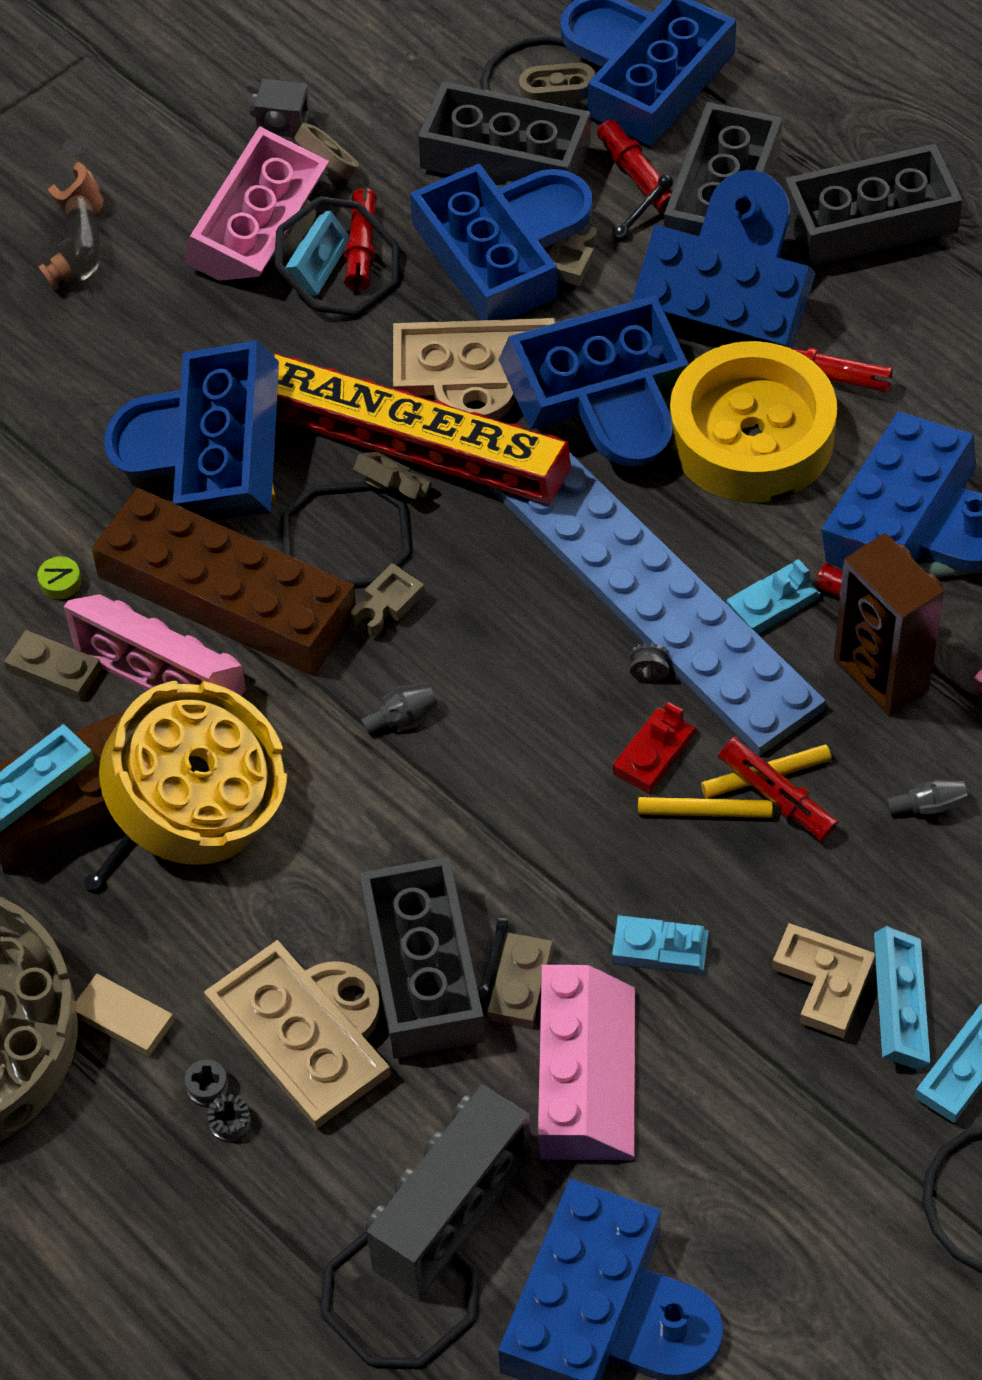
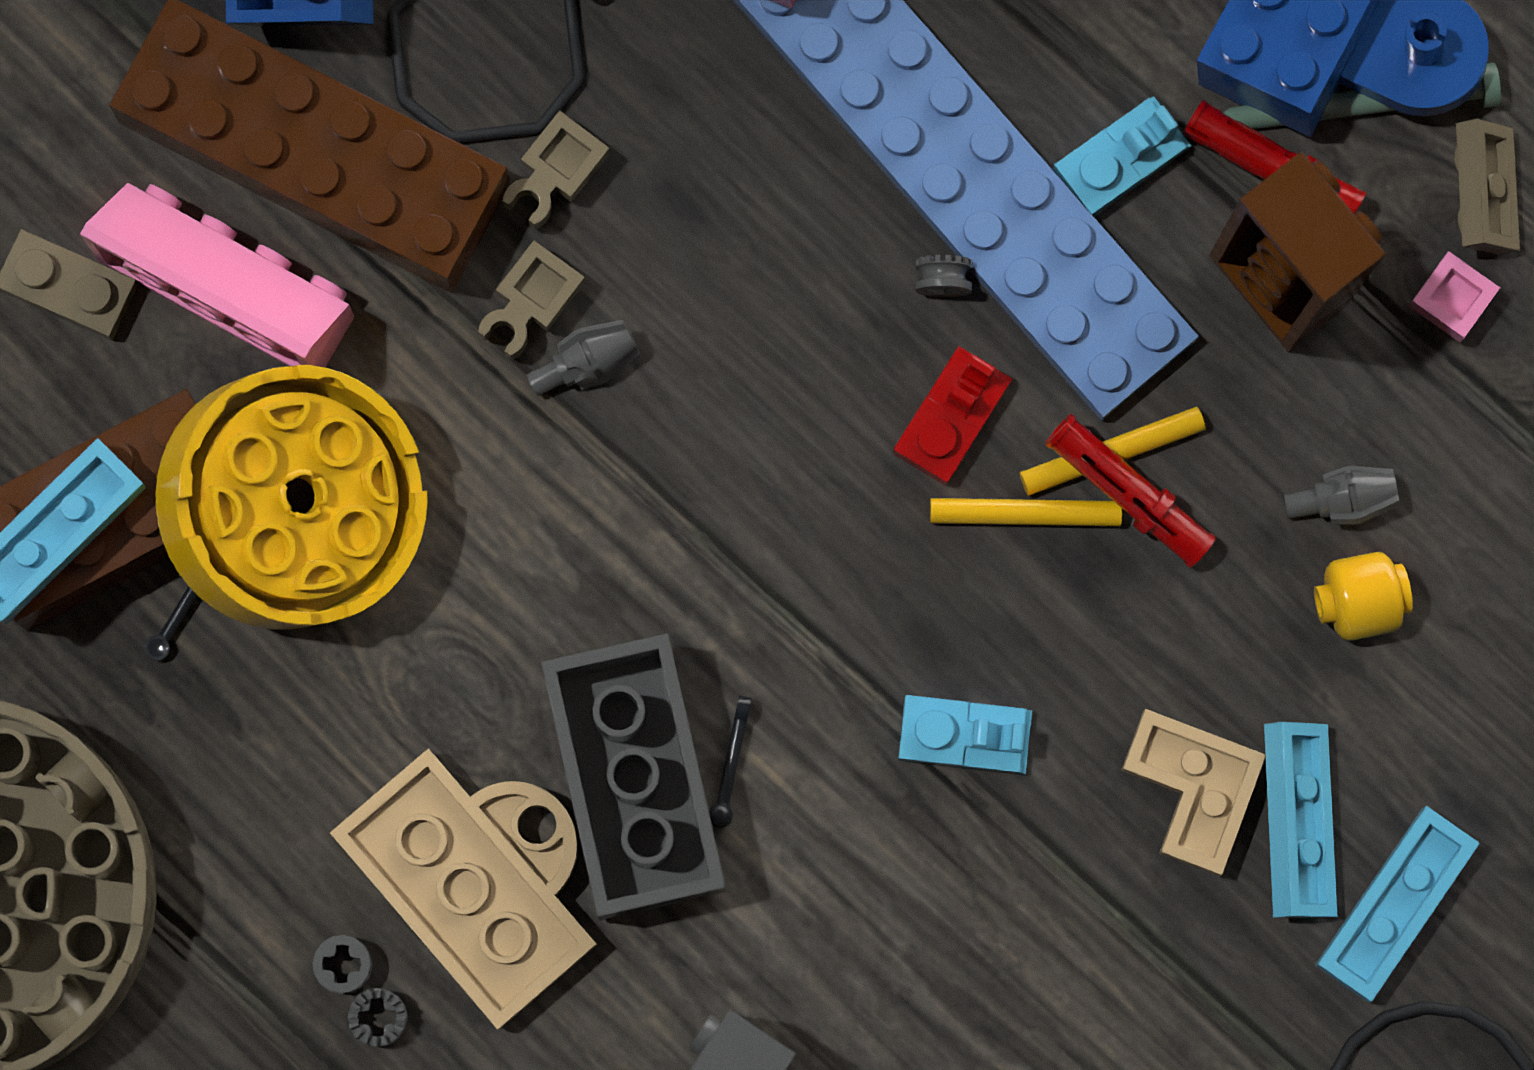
camera: 10 degrees left, 25 degrees up
(59, 577) = (62, 131): lime tile -> none
(123, 1015) = (217, 860): tan tile -> none
(367, 669) = (535, 292): none -> dark tan plate
(519, 981) = (771, 795): dark tan plate -> none
(586, 1065) = (867, 931): bright pink slope -> none
(944, 856) = (1364, 596): none -> yellow head

